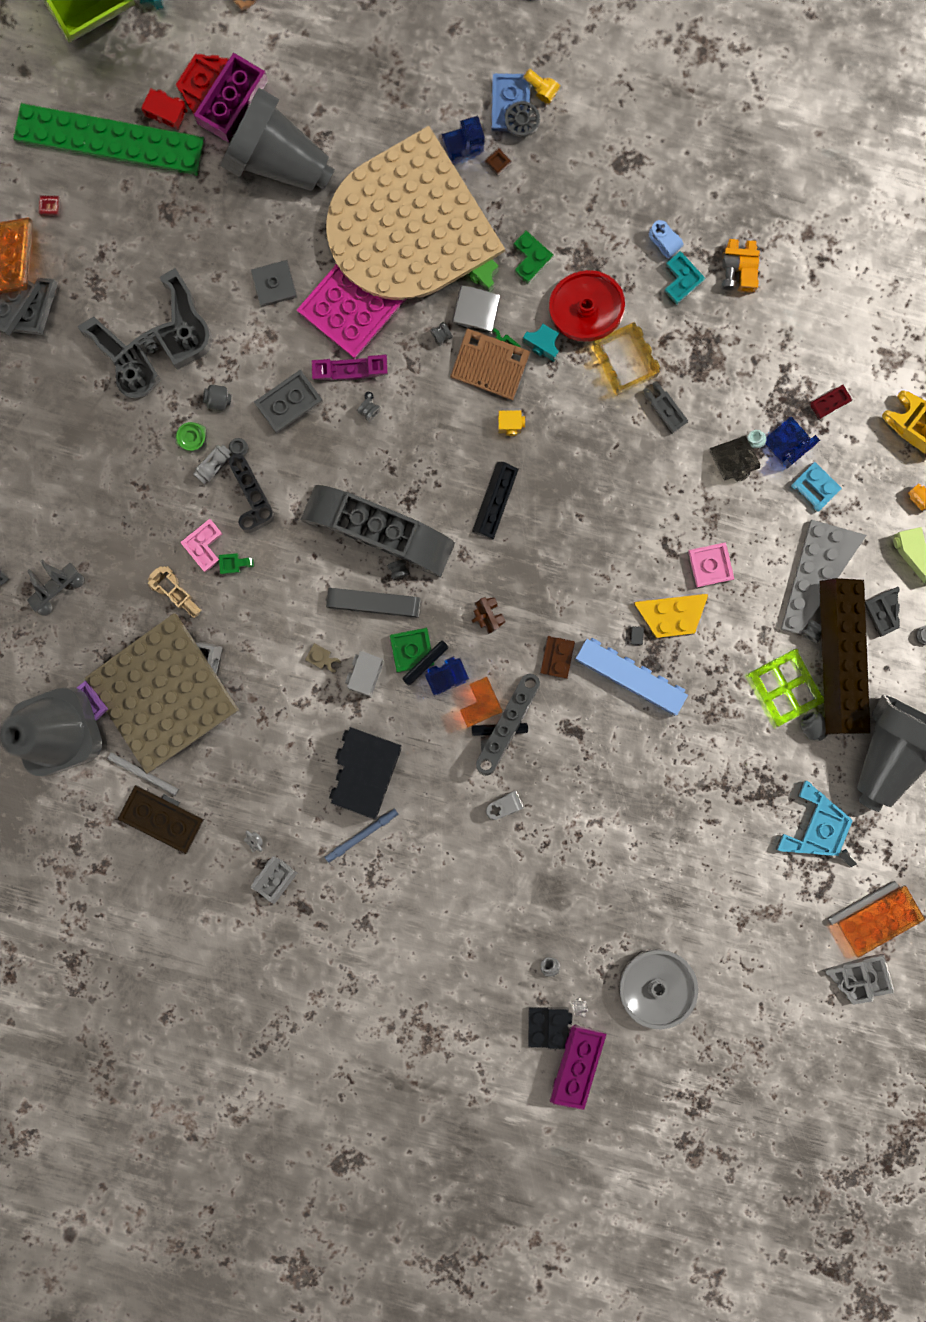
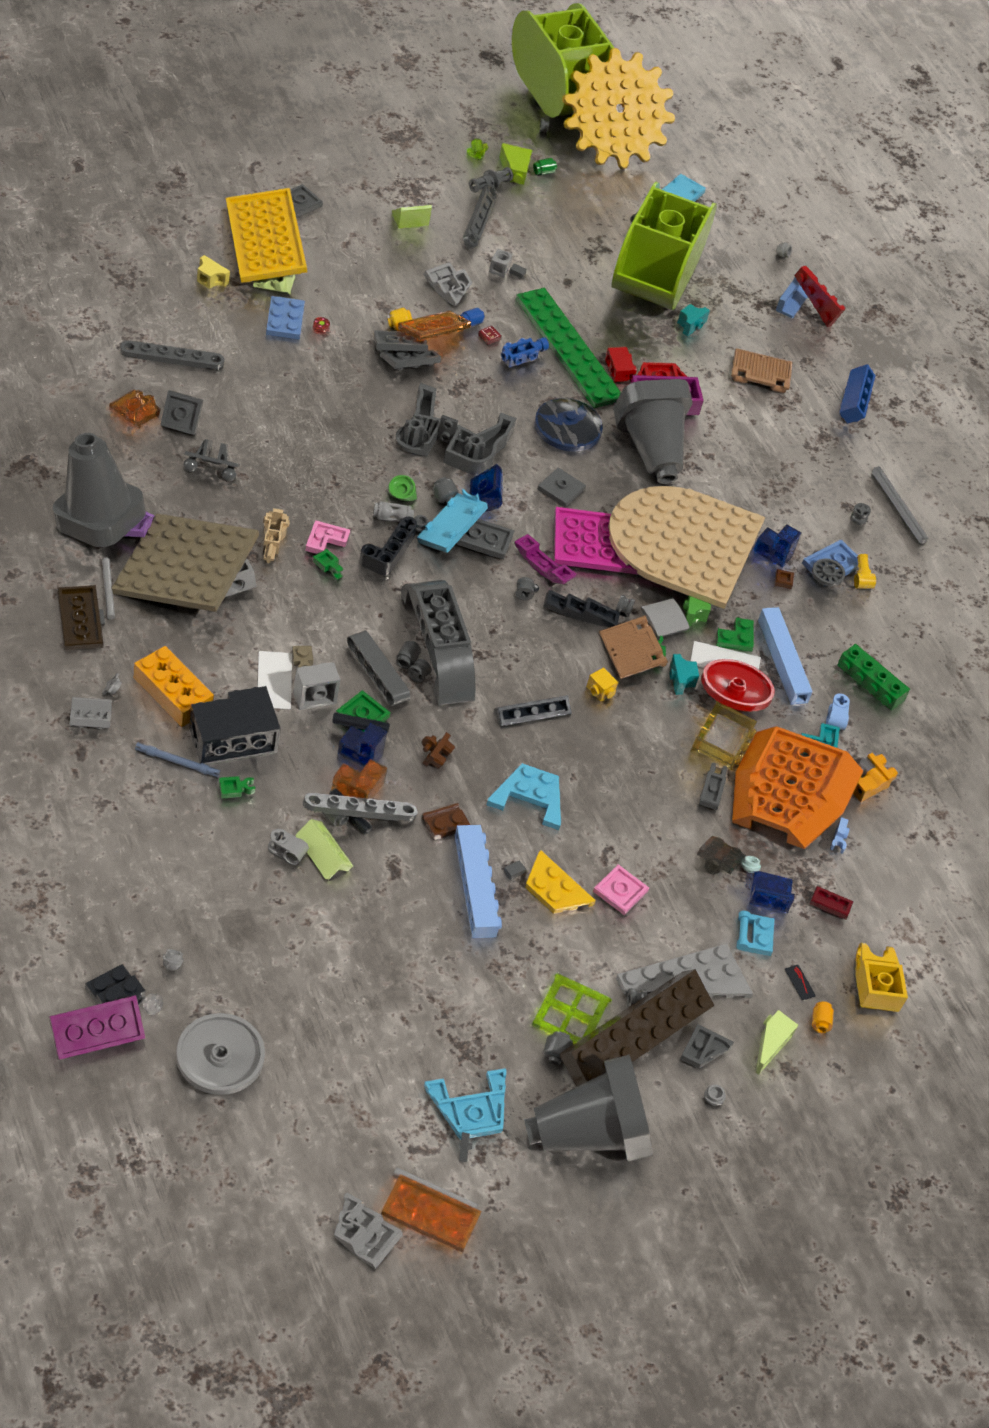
camera: 45 degrees right, 35 degrees down
(19, 206) = (474, 315): none -> blue brick
(88, 197) = (523, 351): none -> blue brick
(204, 217) = (568, 424): none -> dish
(240, 360) = (489, 487): none -> clear blue brick
(258, 419) = (452, 522): none -> medium azure piece
(280, 803) = (171, 684): none -> light orange brick
(327, 696) = (276, 675): none -> white sticker
(375, 566) = (408, 654): none -> dark grey brick
(417, 810) = (232, 786): none -> green plate
(420, 375) = (576, 608): none -> black slope
(474, 22) = (860, 513): none -> dark grey wheel
(523, 777) = (323, 849): none -> yellowish green panel
(535, 297) = (705, 653): none -> white sticker
(571, 558) = (533, 787): none -> medium azure wing
(579, 234) = (785, 656): none -> light blue brick
(649, 175) = (875, 678): none -> green brick
(684, 344) = (811, 804): none -> orange wedge
(777, 340) = (840, 833): none -> light blue plate
(877, 485) = (800, 982): none -> black sticker

